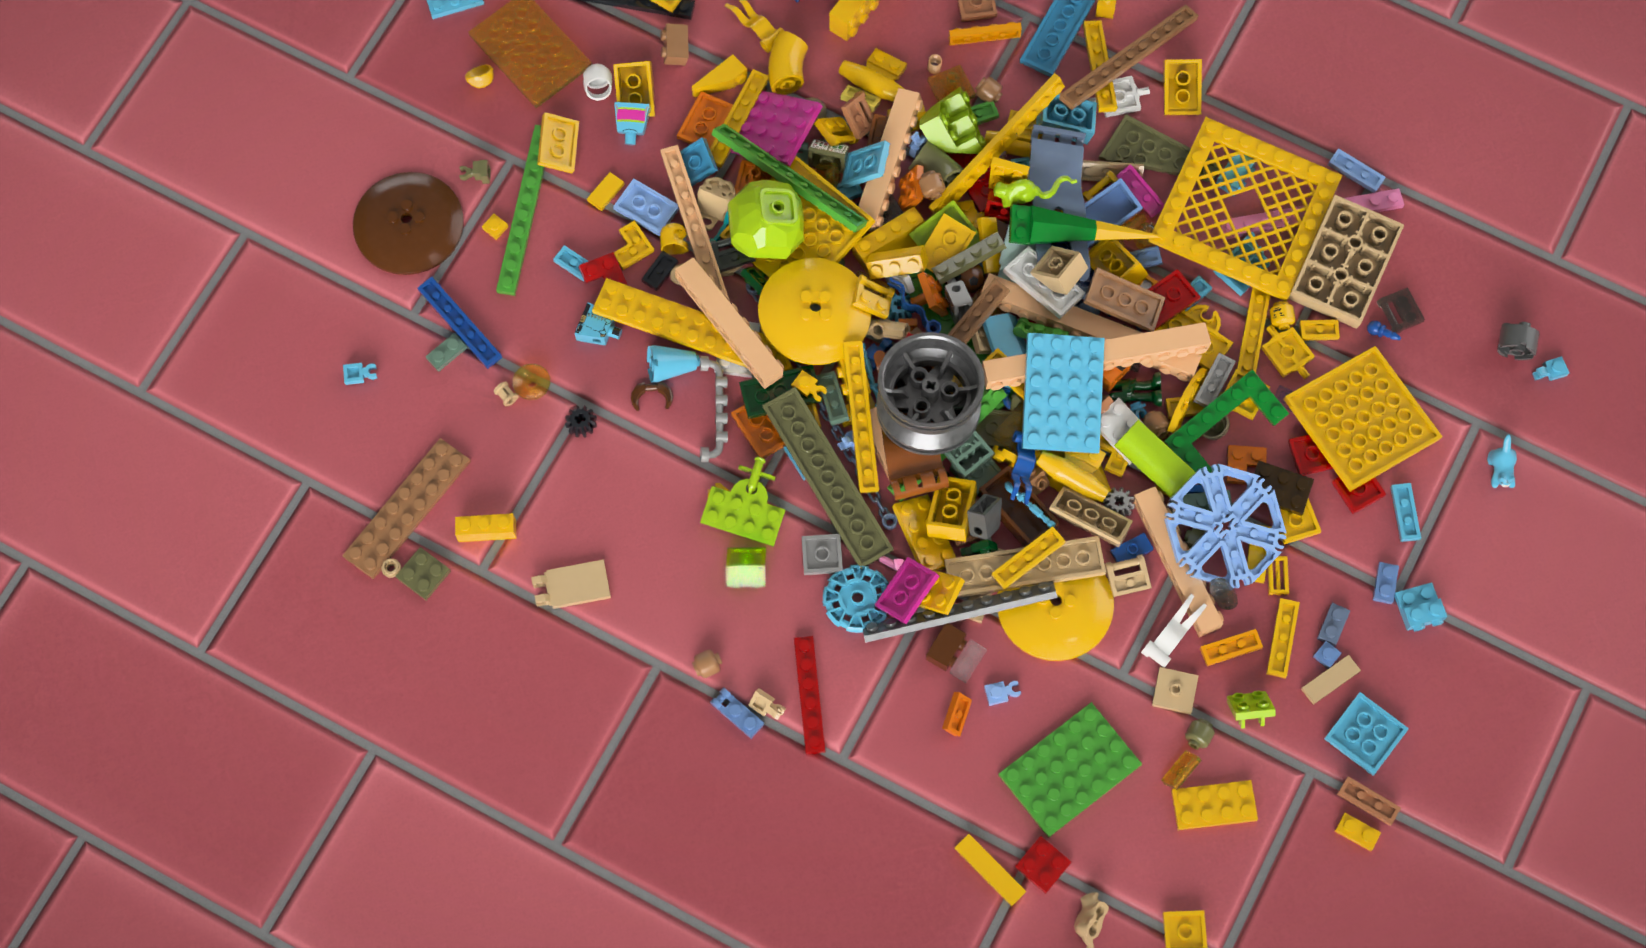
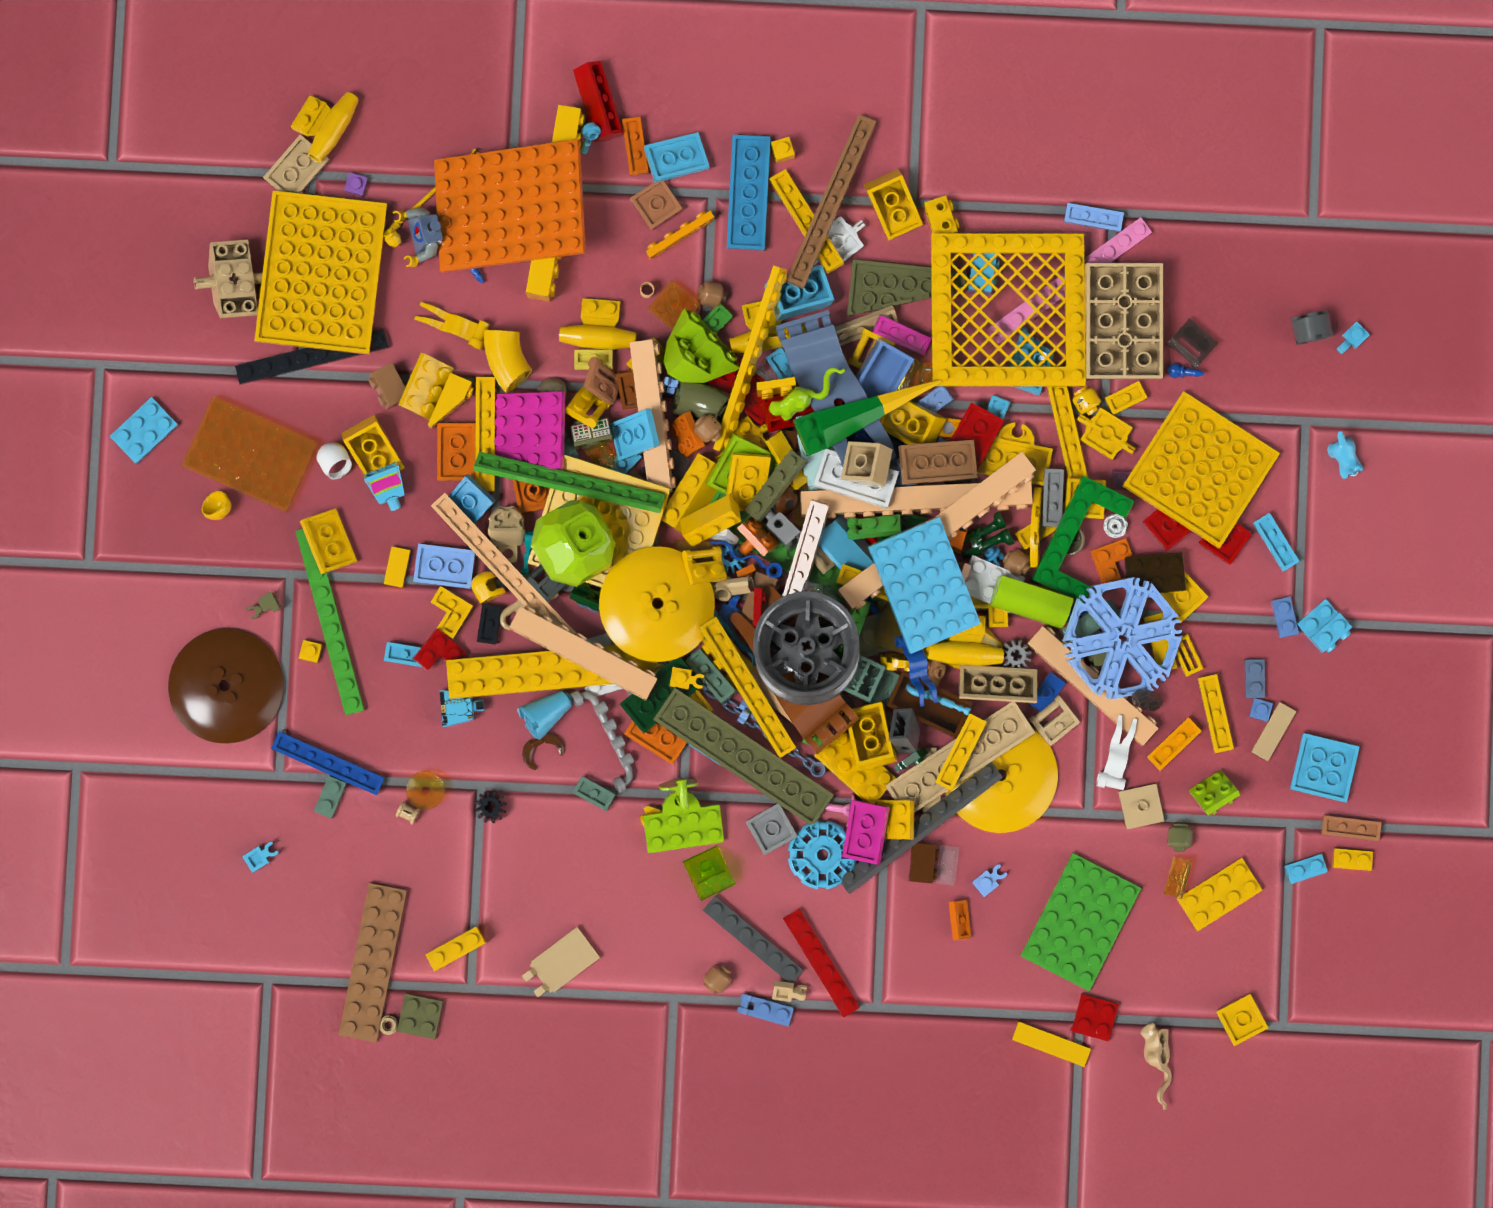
camera: 30 degrees left, 15 degrees up
(678, 452) = (594, 793): none -> sand green plate
(705, 55) = (425, 386): none -> yellow plate
(756, 645) = (752, 940): none -> dark grey plate
(1220, 108) = (940, 215): none -> yellow brick
(1261, 427) = (1121, 526): none -> white plate
(1308, 819) = (1306, 868): none -> medium azure plate

